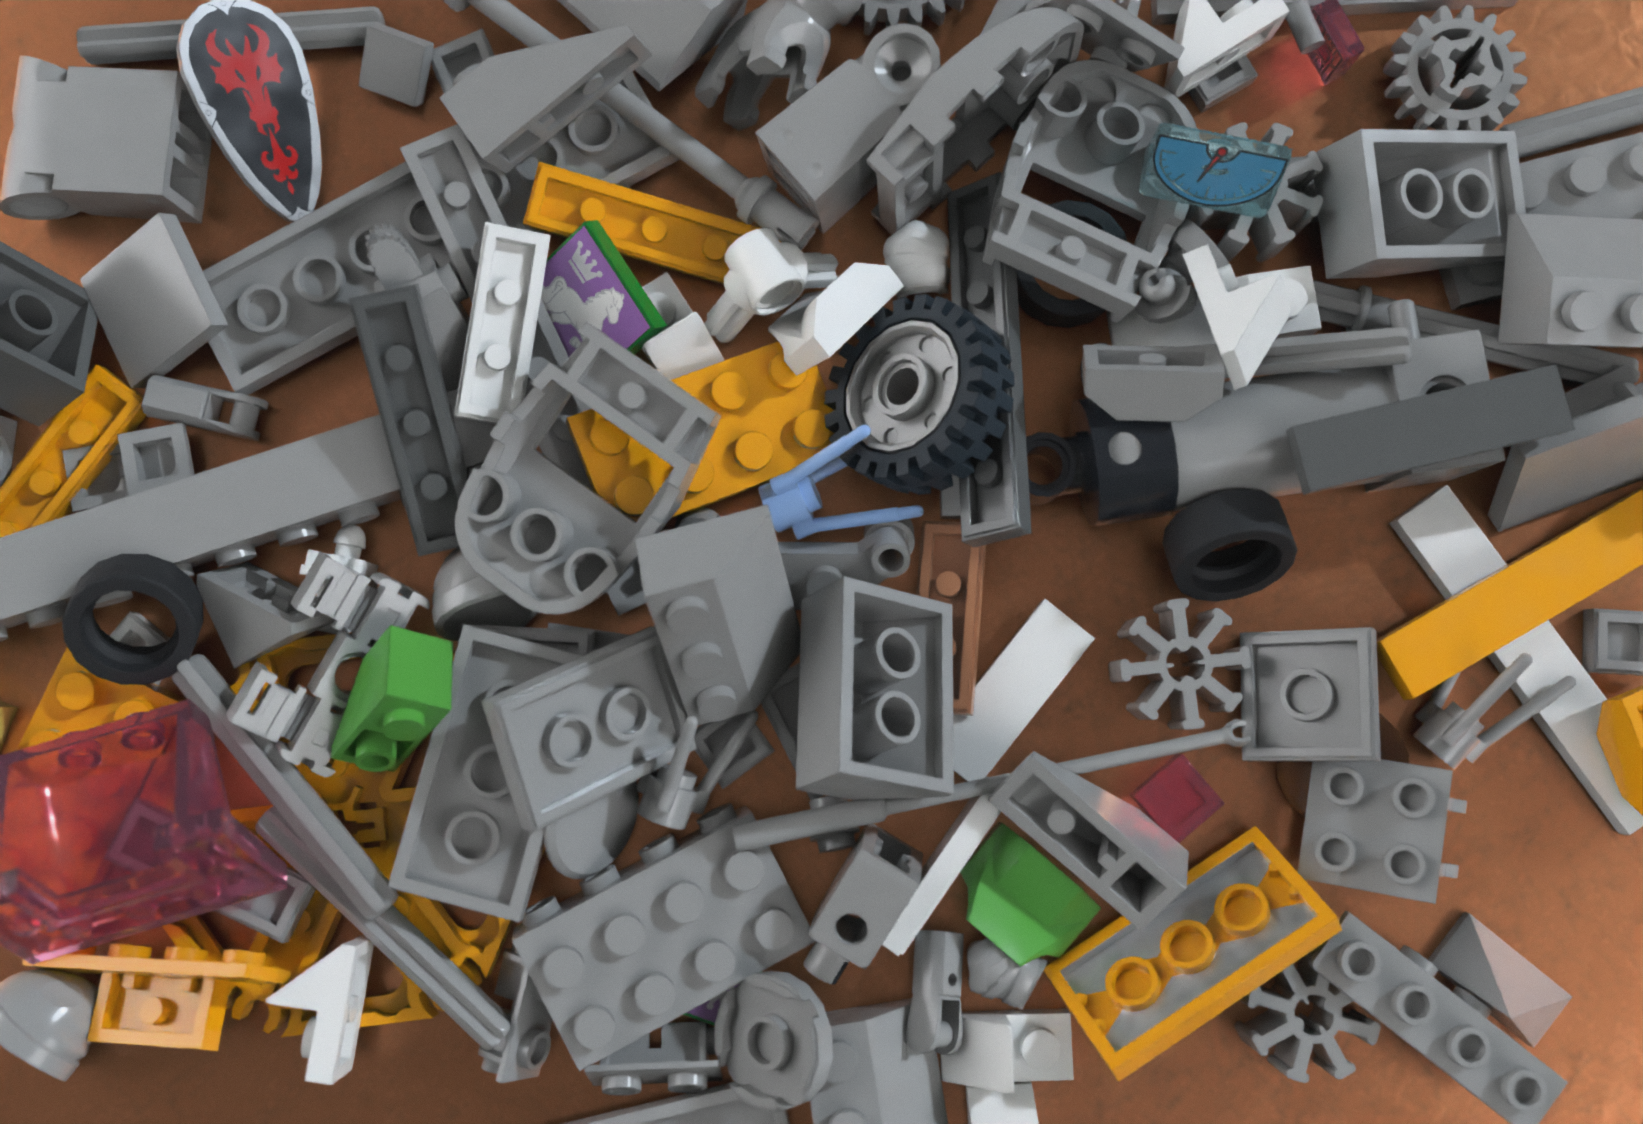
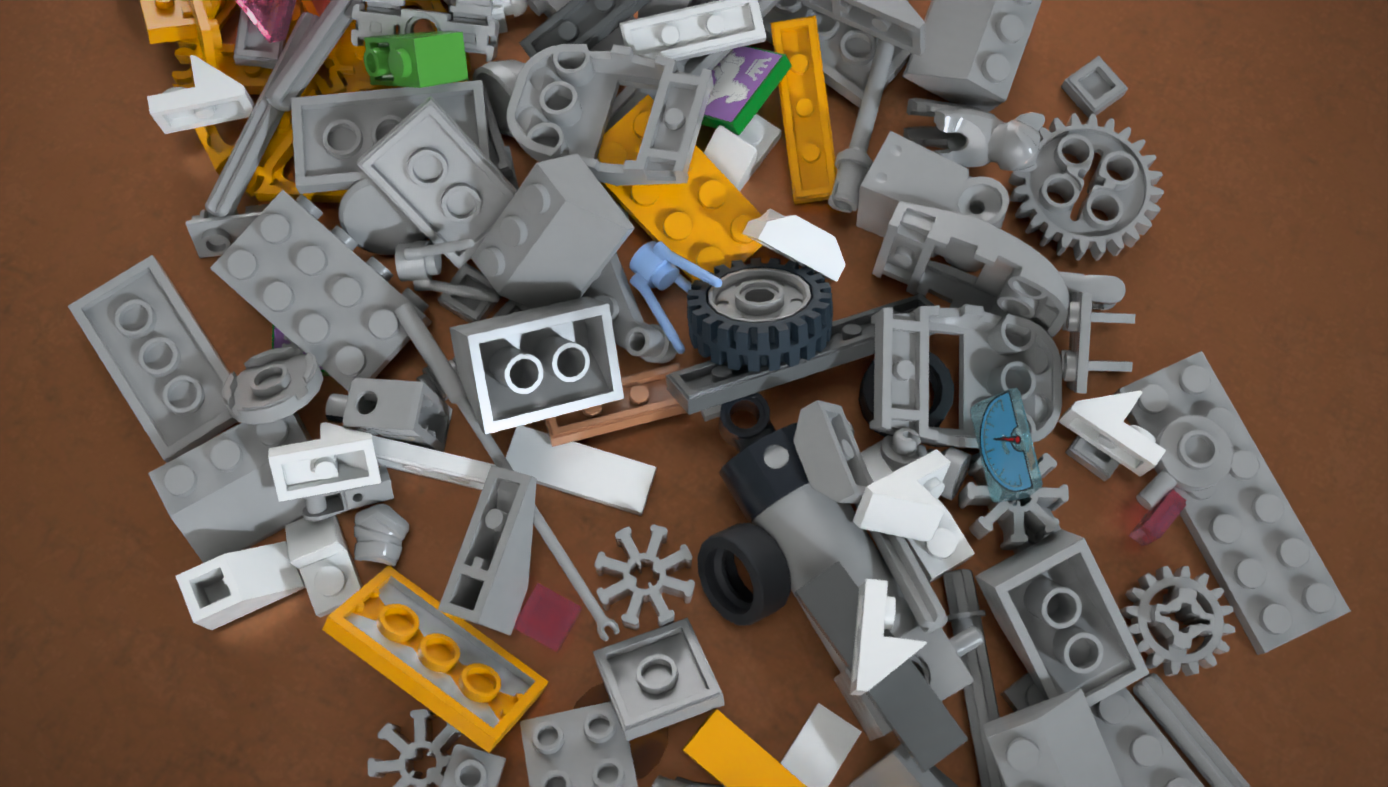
camera: 65 degrees right, 10 degrees down
(679, 1062) = (236, 340): light grey hinge -> none
(764, 280) = (801, 188): white axle -> none
(910, 996) = (333, 463): none -> white slope
(919, 258) = (863, 288): white arm -> none
(1023, 898) = (430, 531): bright green slope -> none
(1435, 429) = (873, 652): none -> white slope

